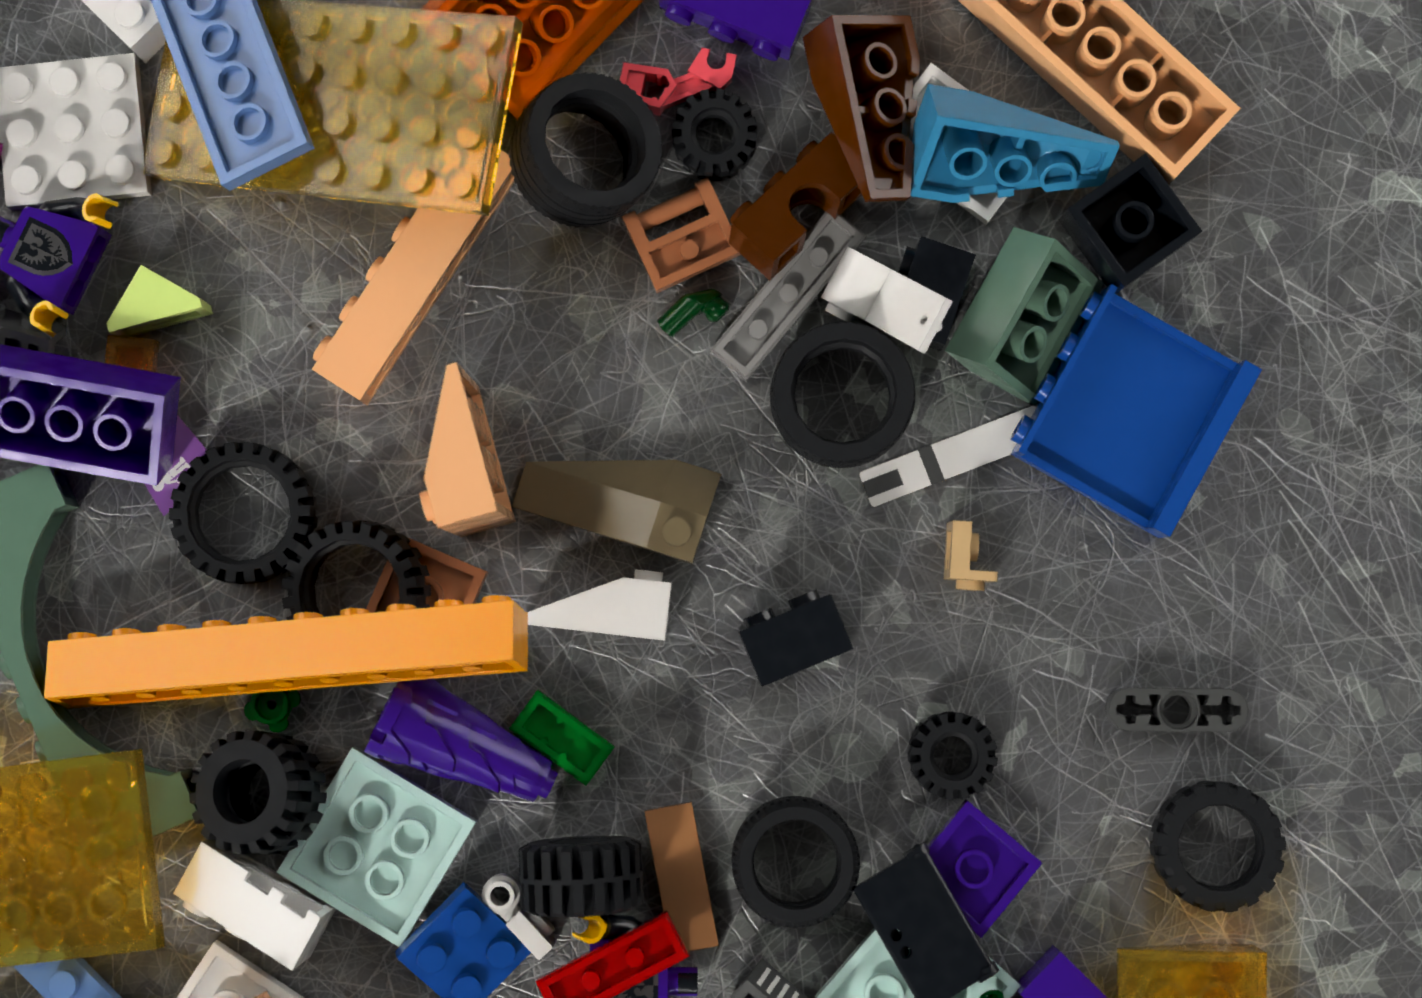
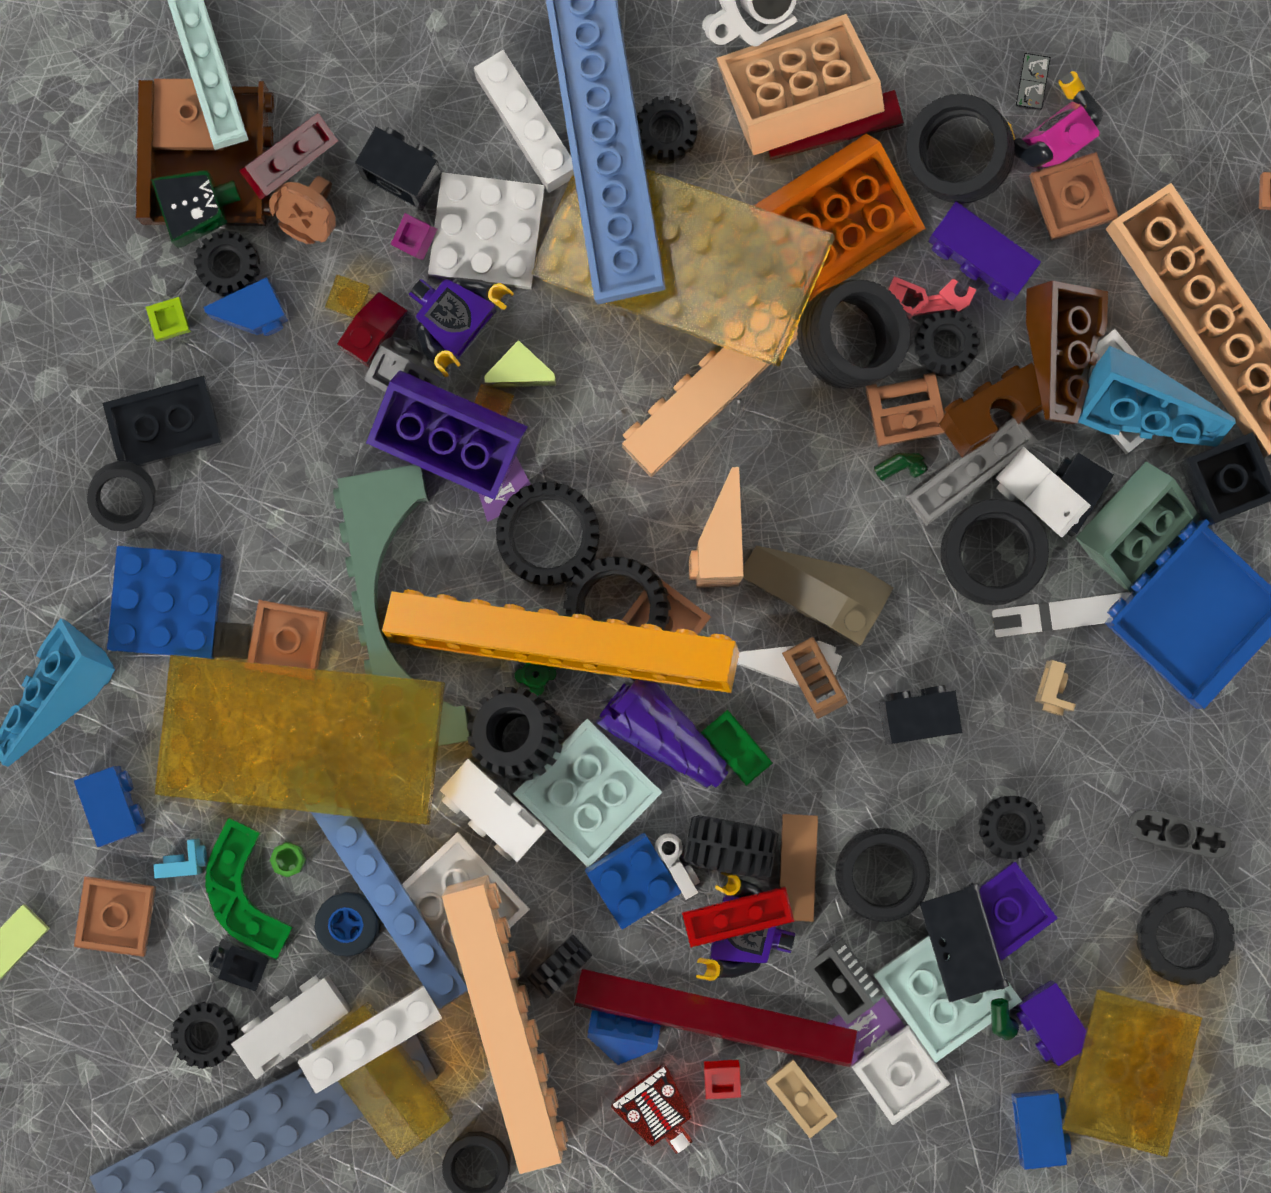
camera: 15 degrees right, 0 degrees up
(666, 653) = (828, 705): none -> medium nougat slope

